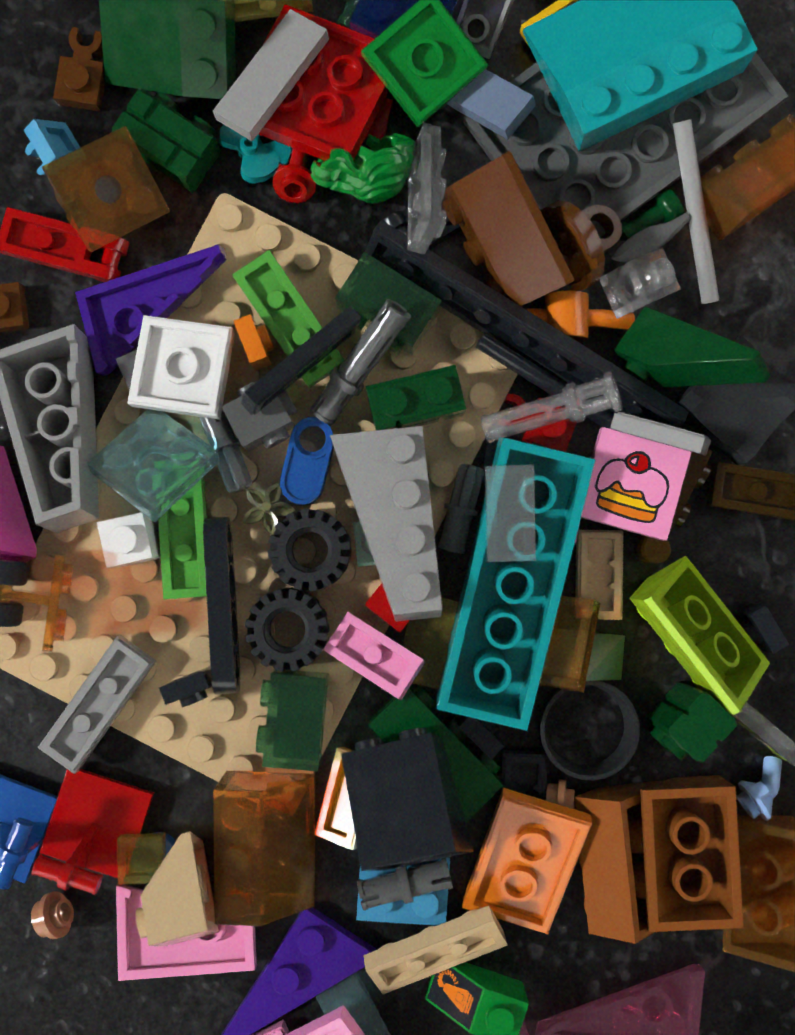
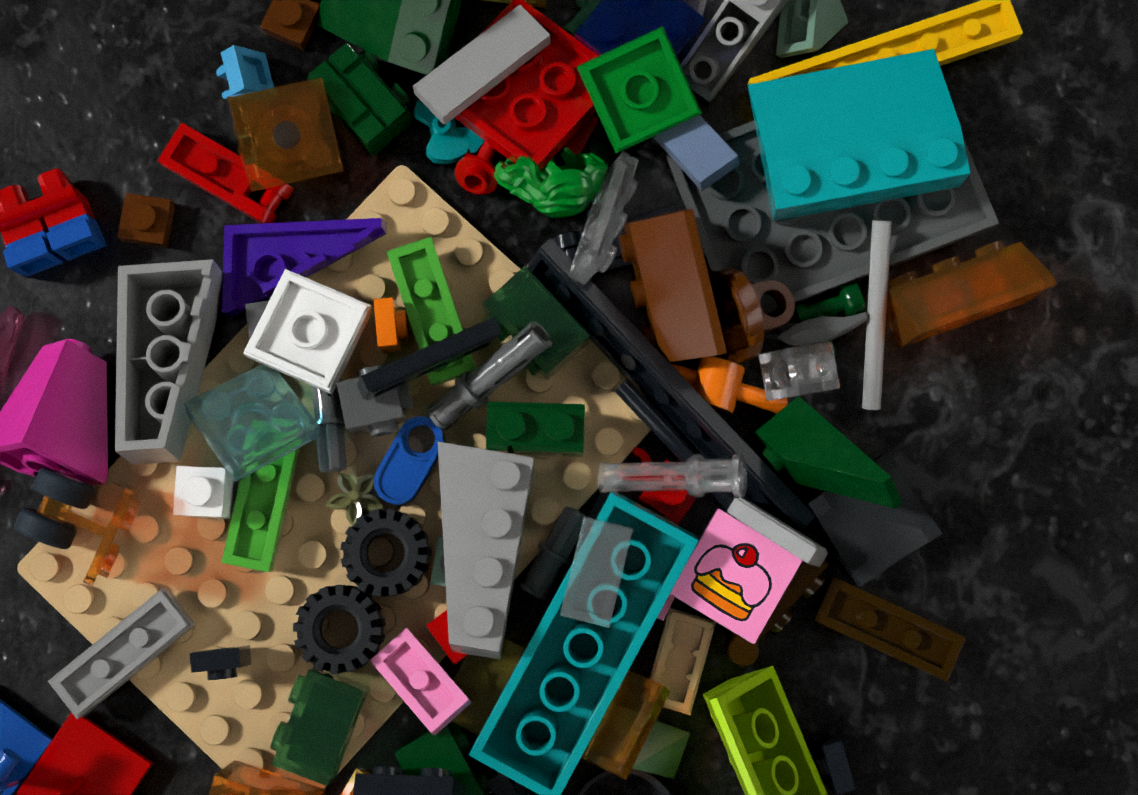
camera: 15 degrees right, 5 degrees down
(221, 605) = (279, 586): black beam -> none

